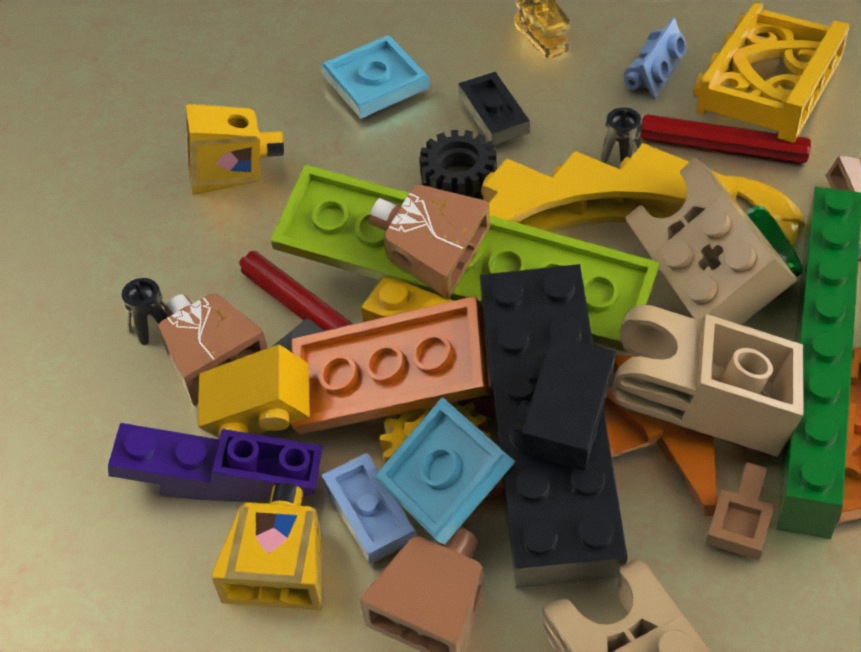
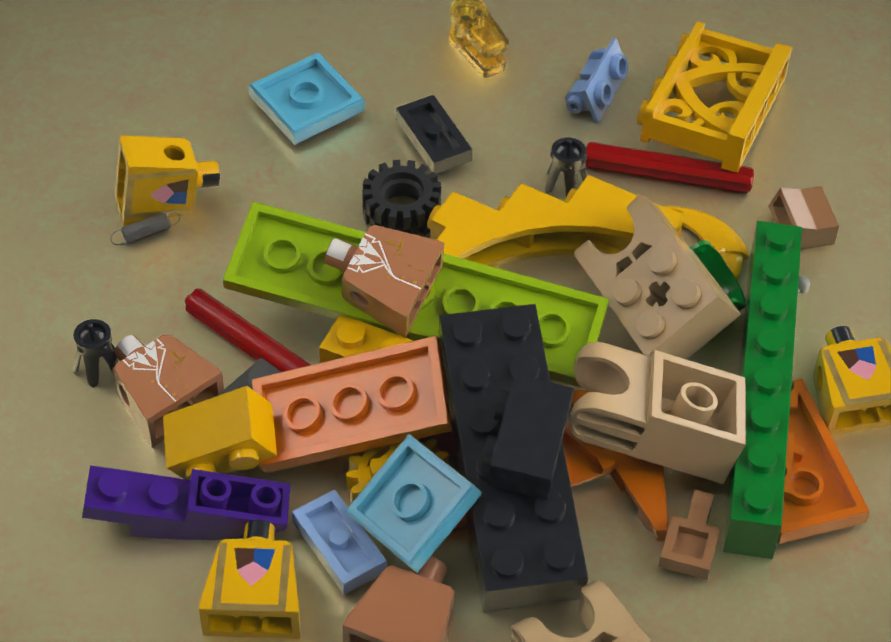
camera: 10 degrees left, 0 degrees up
(212, 194) = (145, 227): none -> light grey piece

